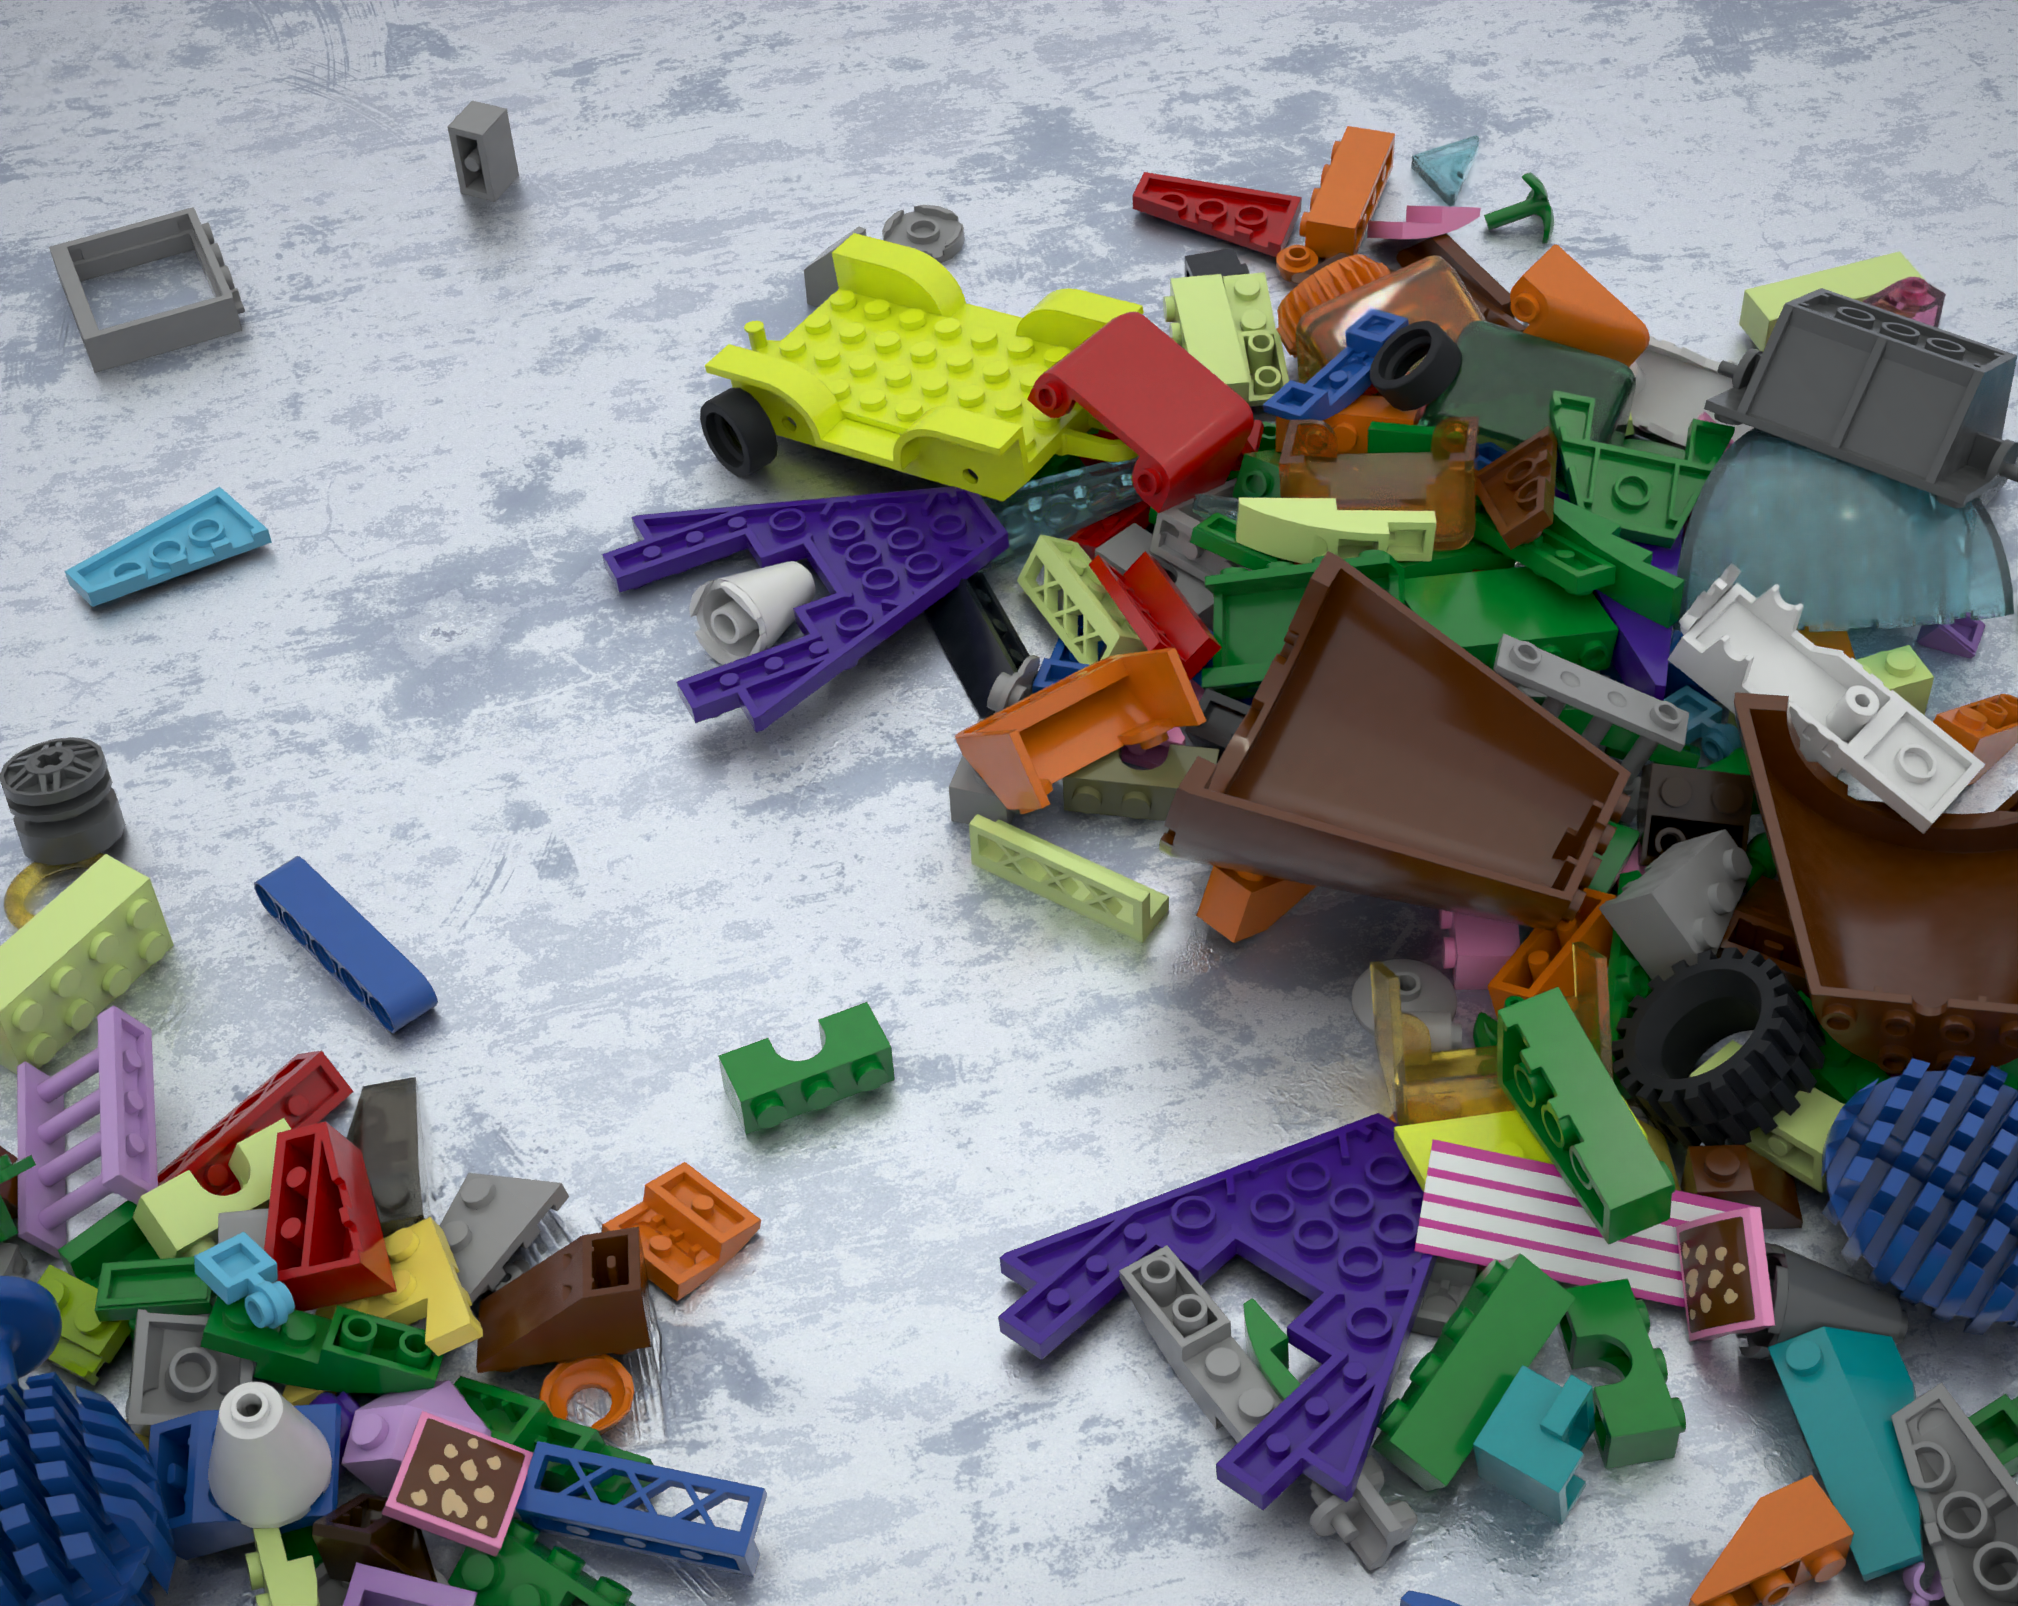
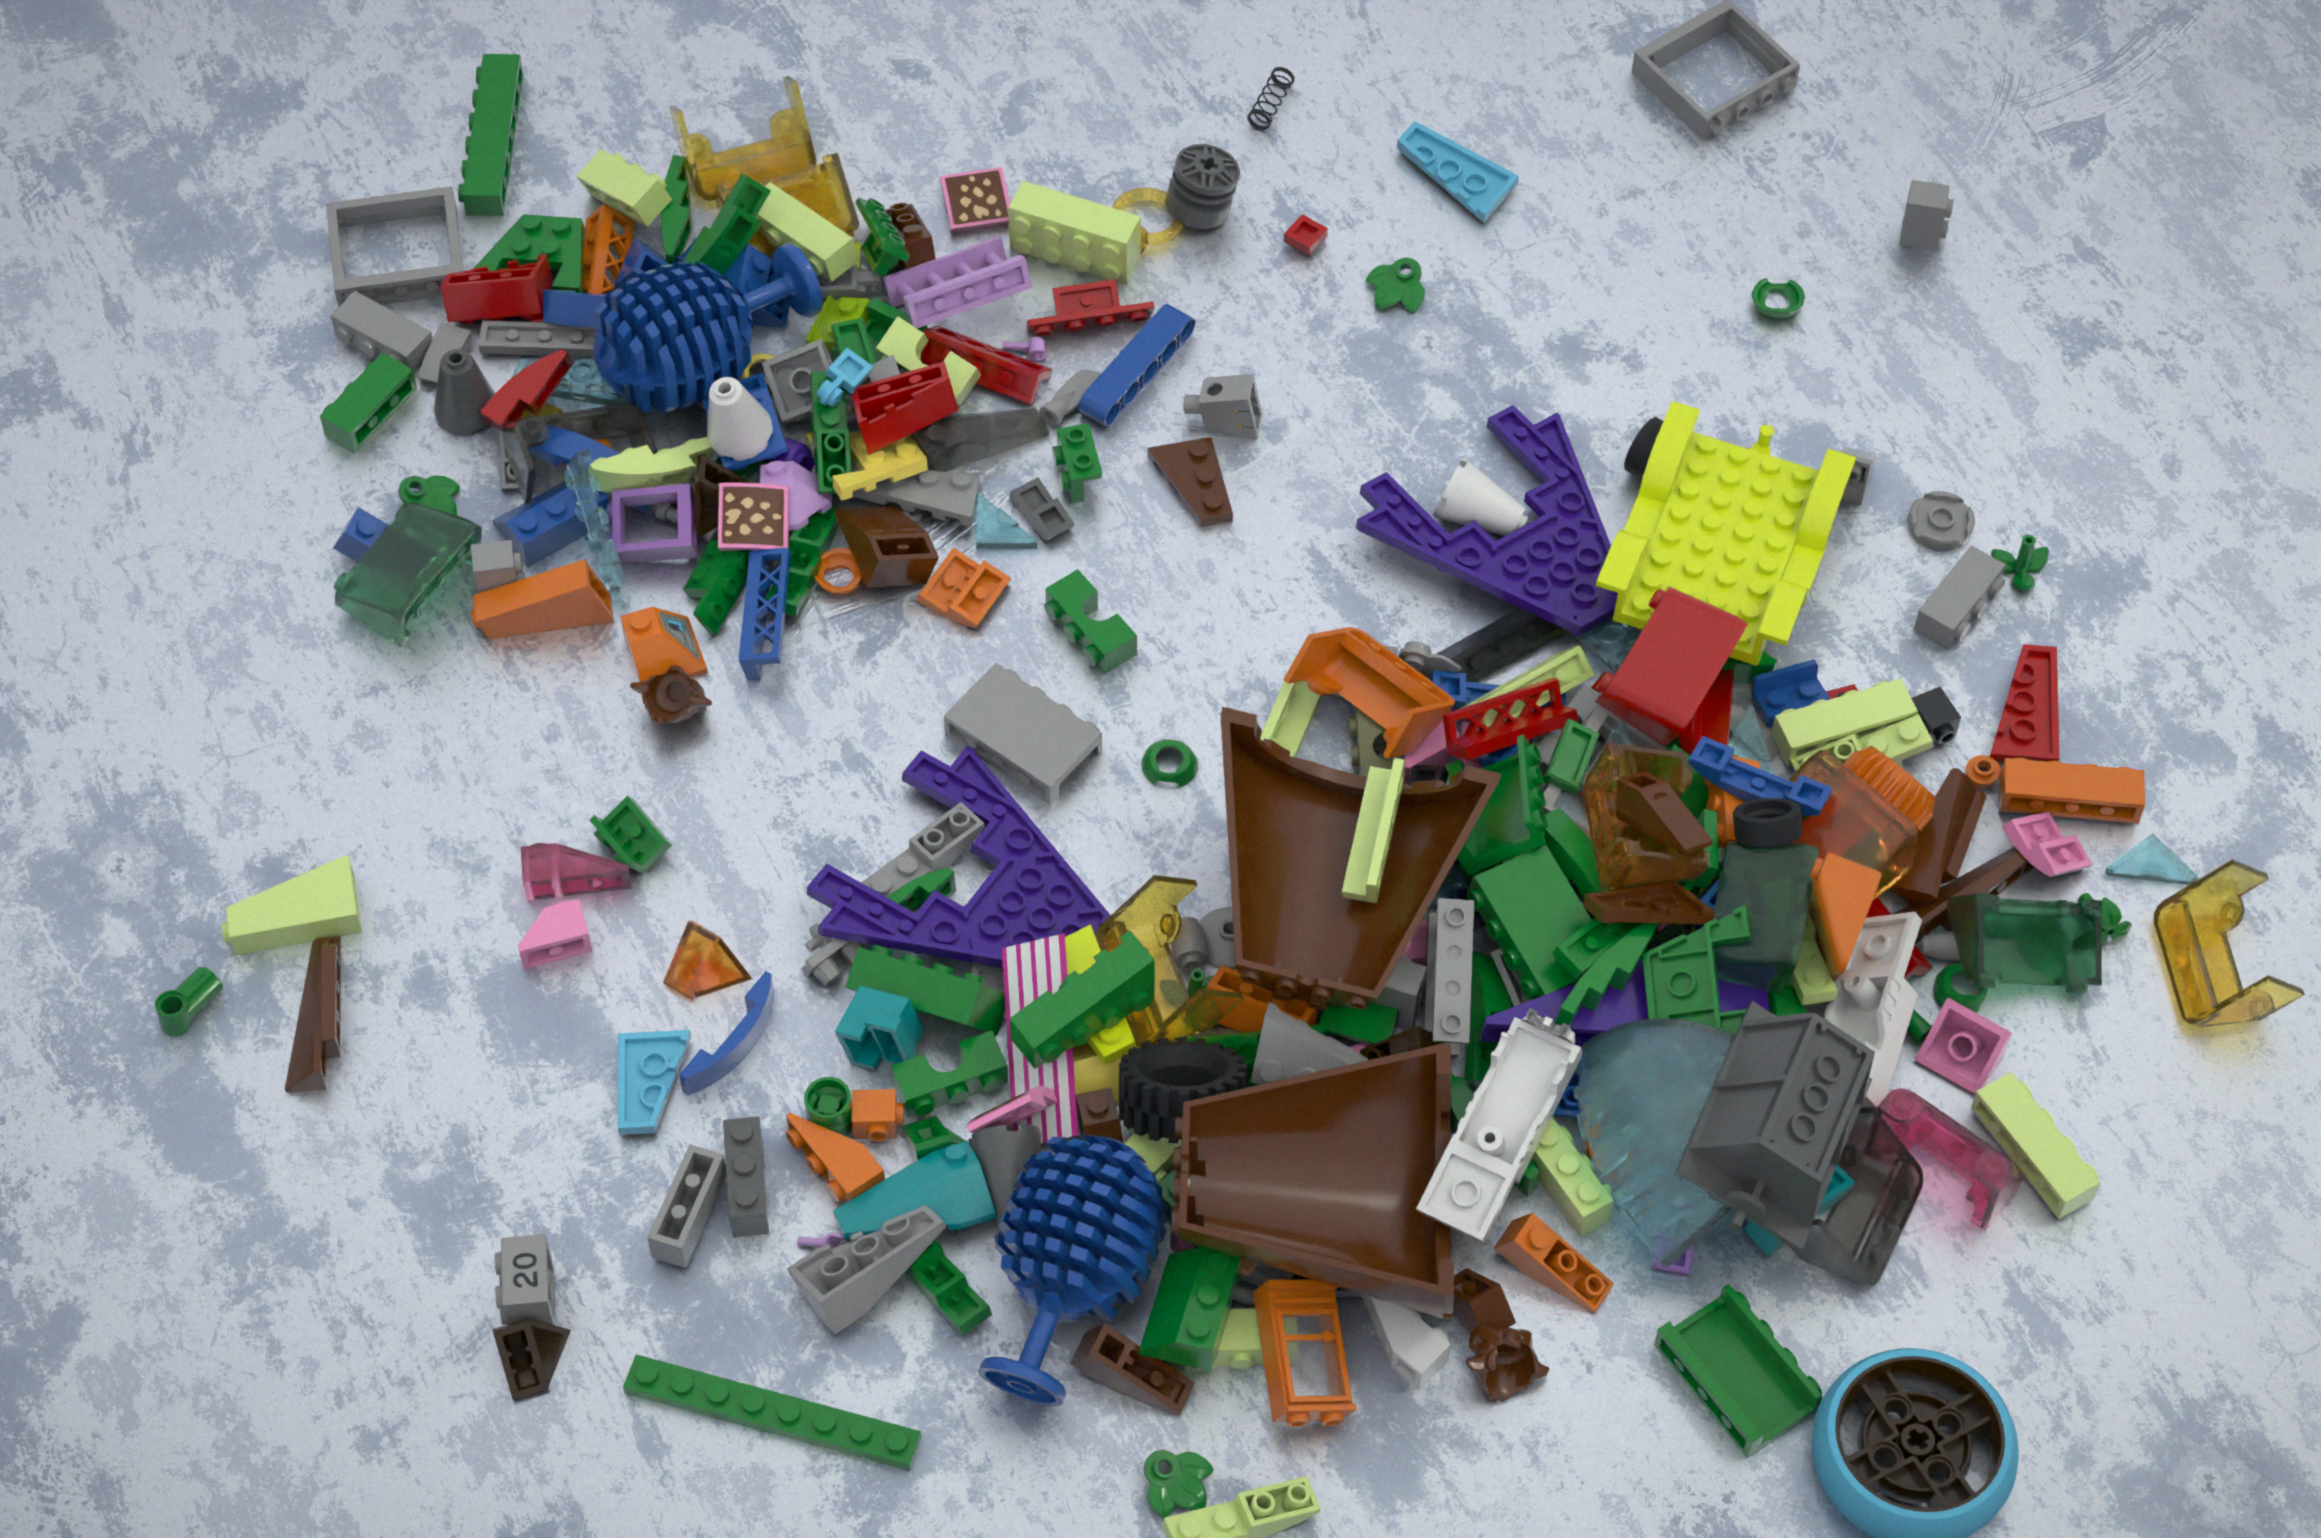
camera: 75 degrees right, 10 degrees up
(199, 719) = (1305, 235): none -> red plate
(201, 984) = (1088, 304): none -> red bracket
(246, 1065) = (1035, 347): none -> lavender hand
(337, 644) = (1395, 287): none -> green plate
(360, 1037) = (1067, 397): none -> light grey piece
(478, 838) = (1228, 405): none -> light grey torso
(503, 1035) = (1077, 459): none -> green bracket
(536, 290) = (1792, 291): none -> green piece
(575, 909) = (1197, 478): none -> reddish brown wing
(578, 1104) = (1040, 509): none -> dark grey slope
(583, 1165) = (998, 529): none -> clear light blue tile
(994, 1182) = (1021, 732): none -> light grey panel
(1008, 180) = (2027, 561): none -> green plant
(1047, 232) = (1960, 597): none -> light grey brick
(1076, 1039) = (1184, 772): none -> green piece
(1312, 526) = (1570, 798): yellowish green slope -> none
(1332, 750) = (1373, 832): none -> yellowish green fence
(1386, 448) = (1657, 811): none -> reddish brown slope
(1554, 215) = (2028, 941): none -> clear green windscreen
(1643, 157) = (2199, 955): none -> clear yellow windscreen
(1675, 1546) = (829, 1104): none -> green wheel
(1685, 1487) = (876, 1114): none -> orange brick
(1694, 320) = (1963, 1046): none -> bright pink slope
(1742, 1417) = (928, 1136): none -> green slope

